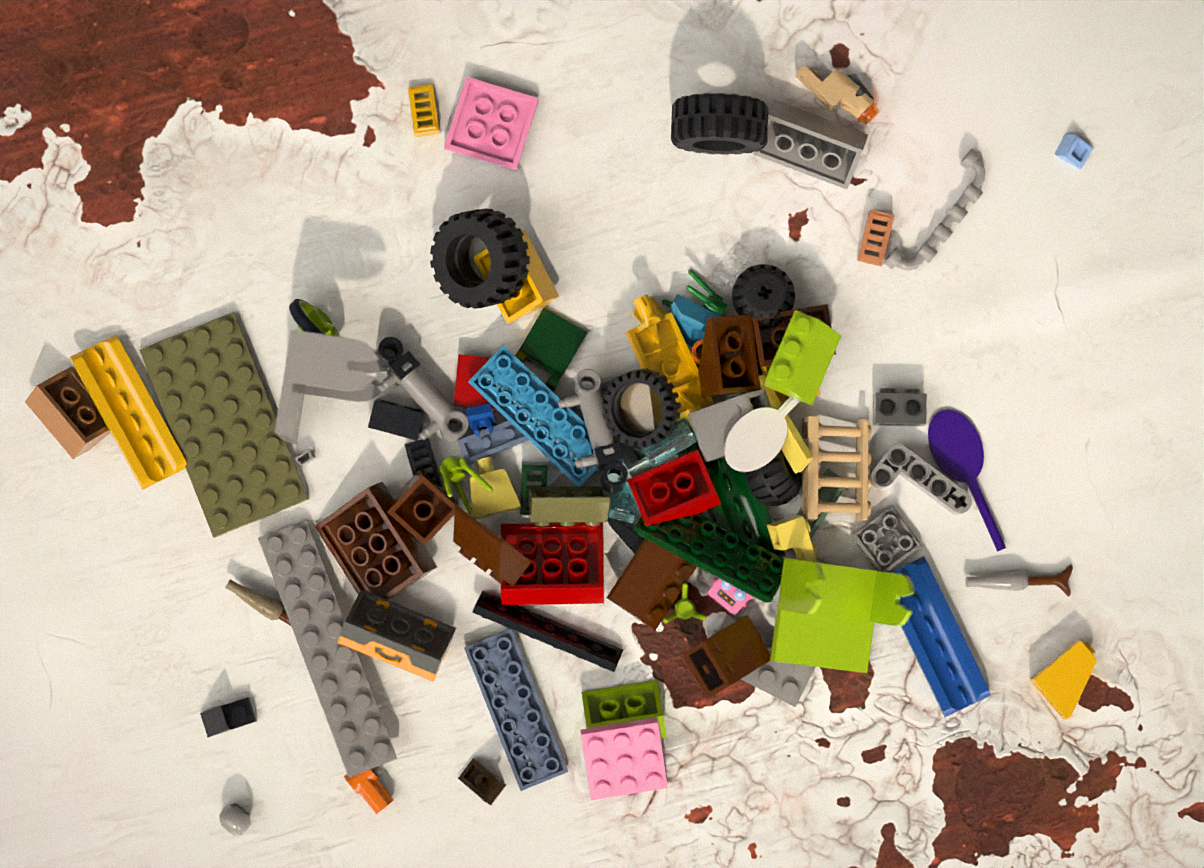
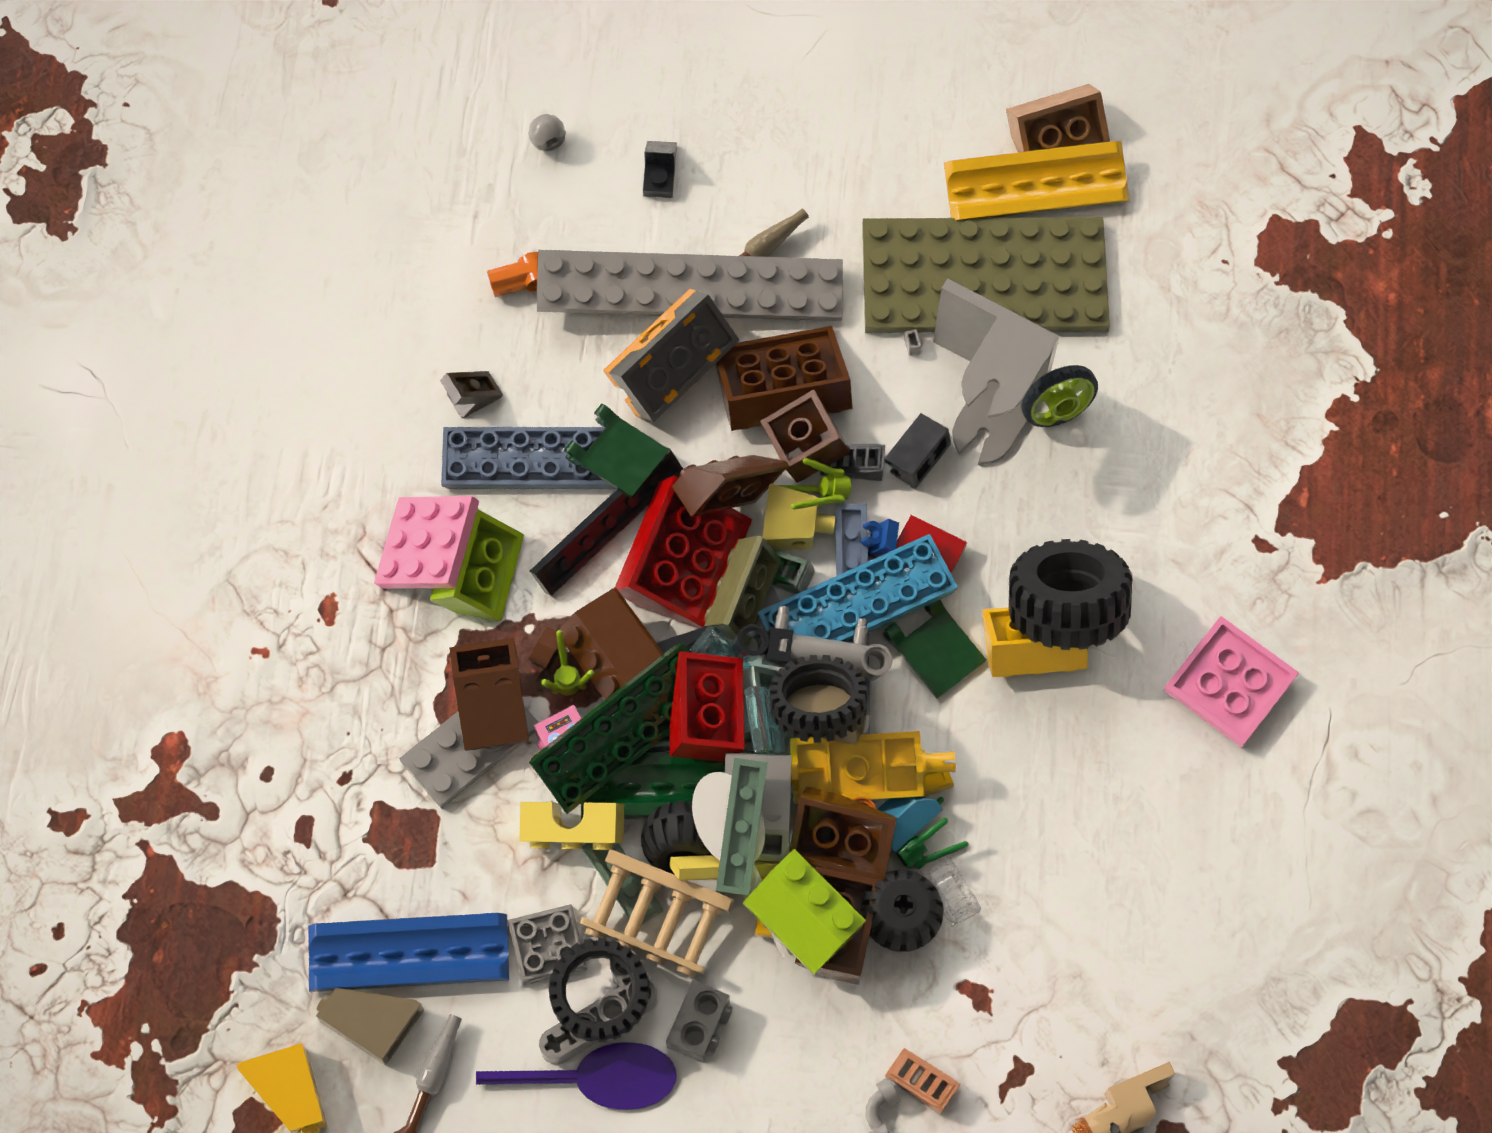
camera: 110 degrees right, 15 degrees down
(406, 372) = (937, 488): light grey piece -> none
(424, 130) = (1260, 620): yellow slope -> none
(495, 640) = (619, 454): none -> dark green flag
(668, 634) = (545, 649): none -> reddish brown piece
(719, 124) = (1133, 929): black tyre -> none
(759, 426) = (741, 826): none -> sand green plate
(812, 144) = (1071, 1047): light grey slope -> none
(831, 612) = (486, 833): lime piece -> none
(926, 455) = (594, 950): none -> black tyre
(995, 642) = (369, 1020): none -> dark tan slope

